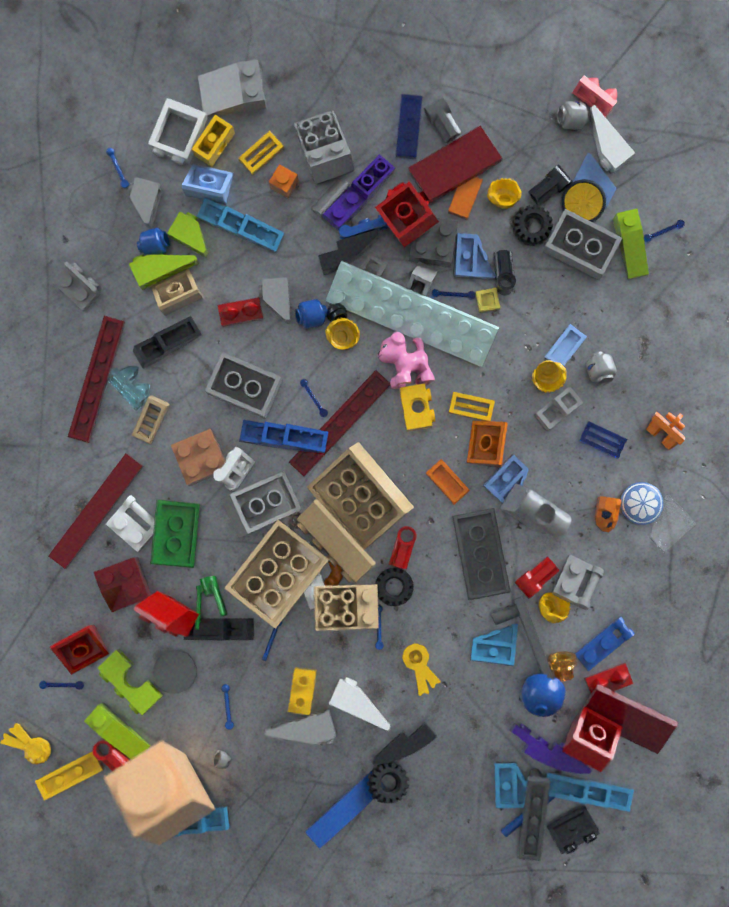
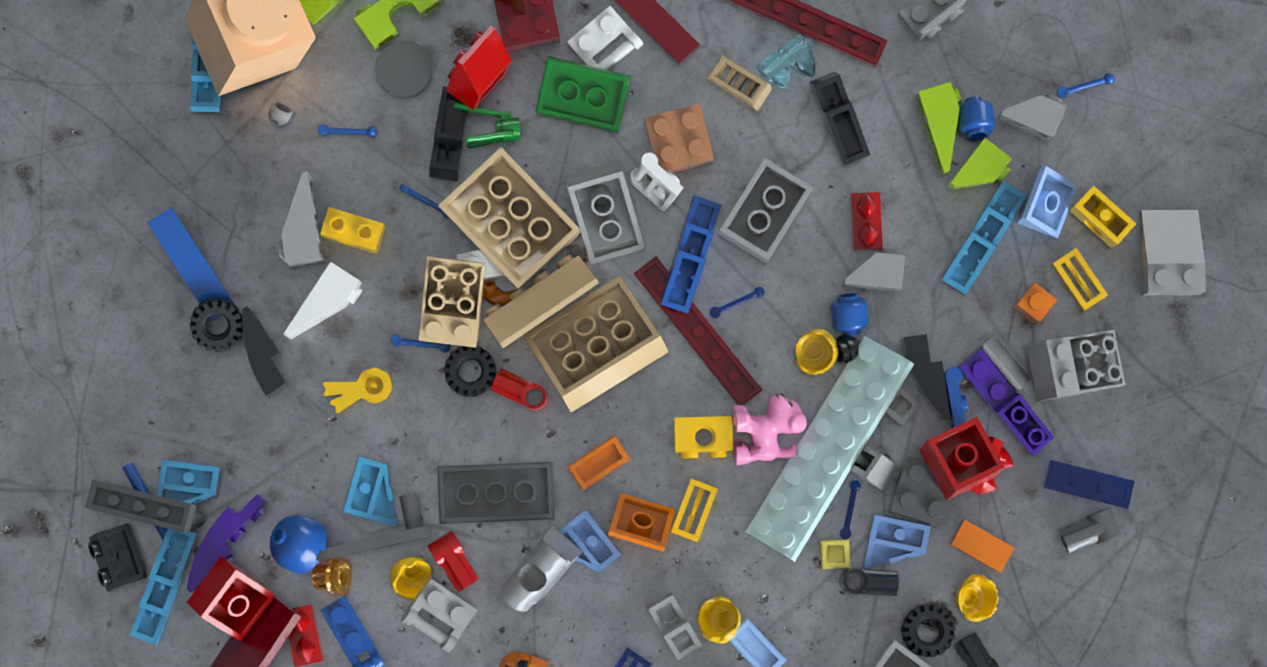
camera: 85 degrees right, 0 degrees up
(176, 292) = (905, 139): tan slope -> none
(183, 111) = (1148, 186): white window -> none
(455, 164) = (1027, 539): dark red tile -> none

